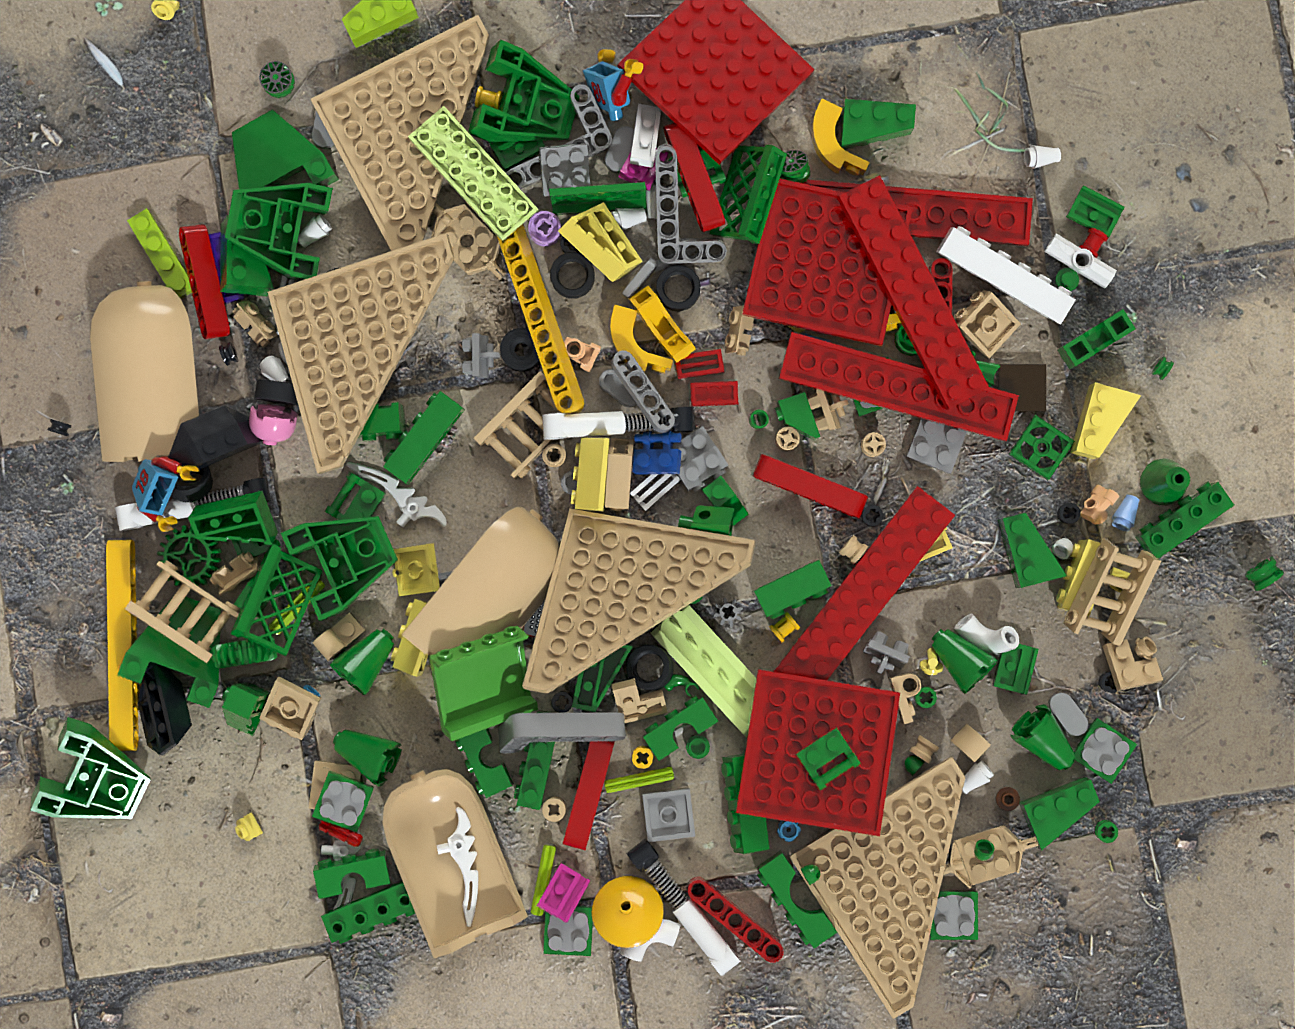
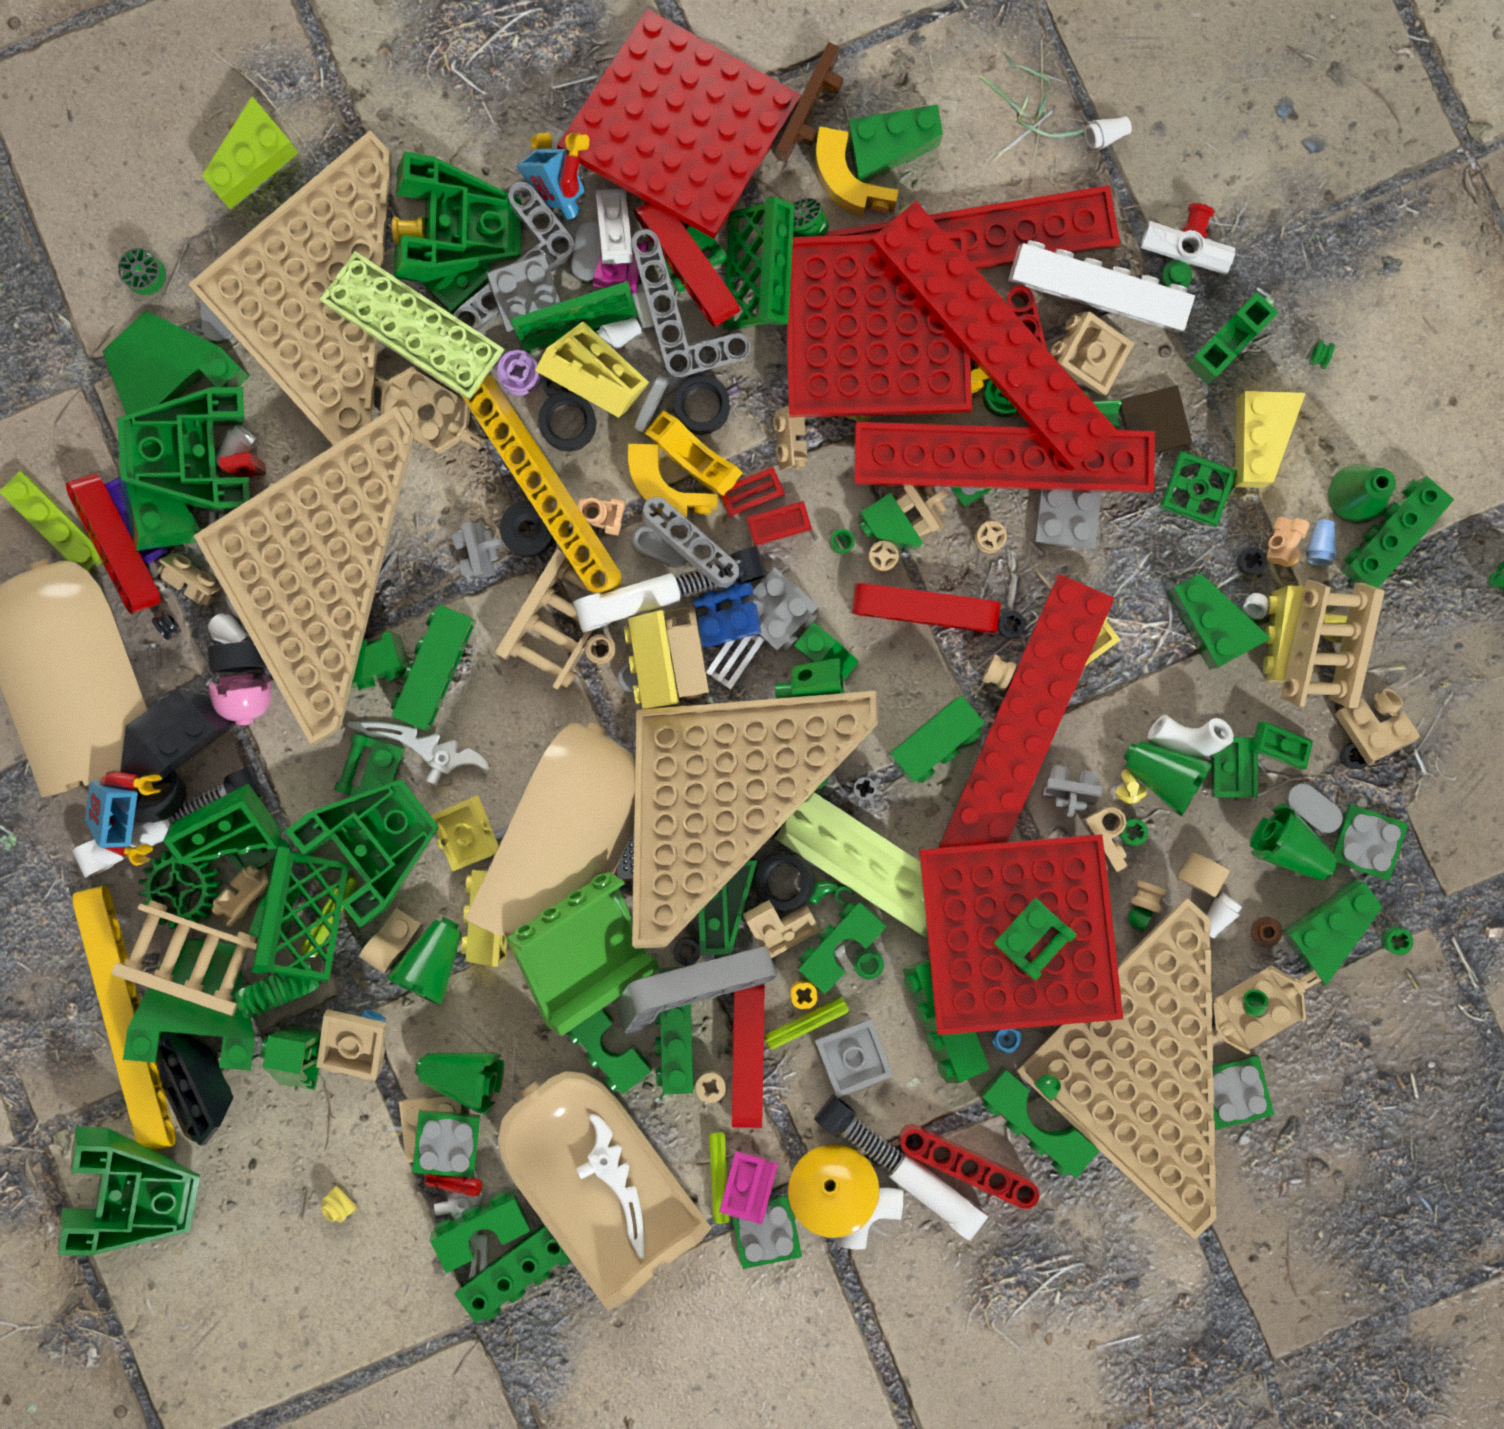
camera: 15 degrees left, 0 degrees up
(317, 247) = (242, 465): none -> red plate
(784, 627) = (938, 789): yellow bush -> none
(833, 60) = (797, 128): none -> reddish brown hinge
(1055, 659) = (1282, 745): none -> green plate
(1095, 211) = (1189, 182): green plate -> none

